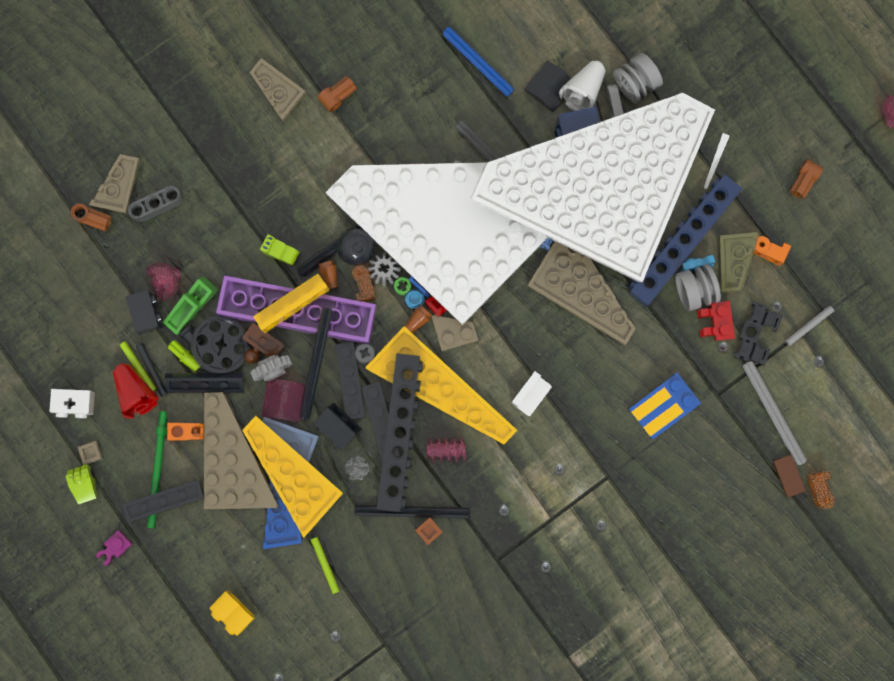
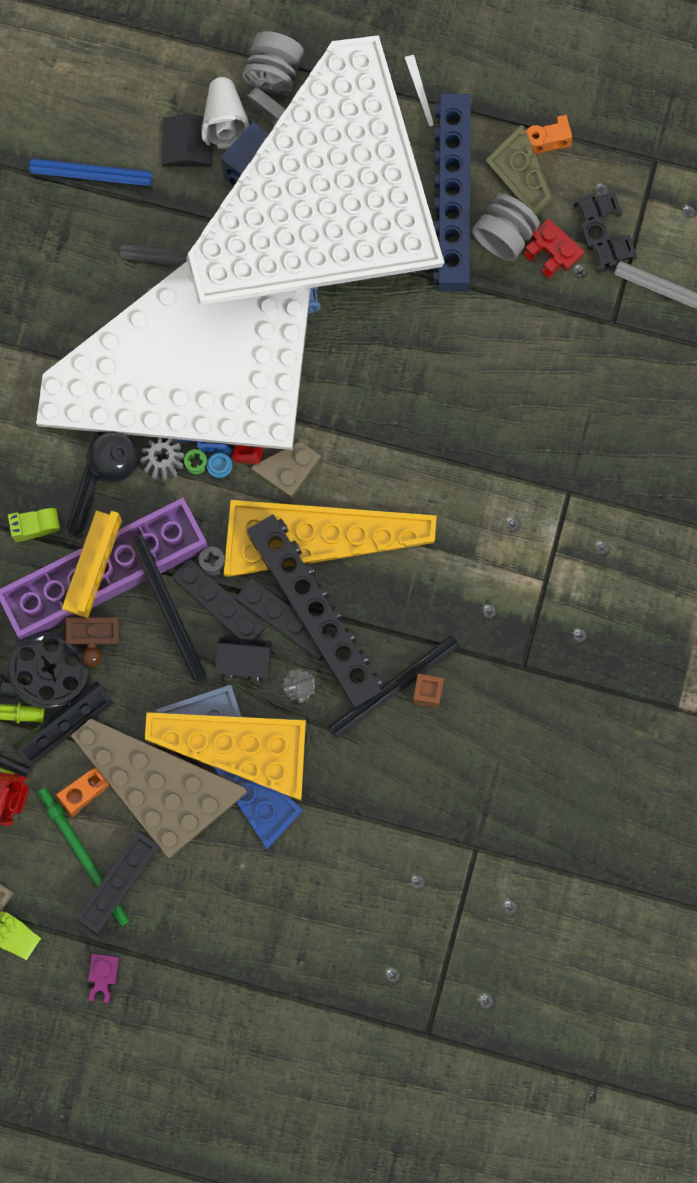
camera: 35 degrees left, 5 degrees down
(232, 613) = (287, 943): yellow brick -> none
(271, 368) = (123, 650): light grey gear -> none
(283, 400) = (162, 677): clear pink slope -> none
(325, 565) = (346, 815): lime bar -> none
(328, 273) = (104, 503): dark orange cone -> none
(362, 278) = (148, 486): clear orange leg -> none
(418, 319) = (239, 479): dark orange cone -> none
(446, 450) = (378, 592): clear pink piece -> none
(531, 394) = (421, 468): white panel -> none
(580, 289) = (376, 322): dark tan wing -> none
(664, 406) = (568, 373): slope -> none
(691, 264) = (481, 208): dark azure plate -> none
(807, 176) = (526, 32): dark orange piece -> none
(808, 326) = (649, 182): light grey bar -> none

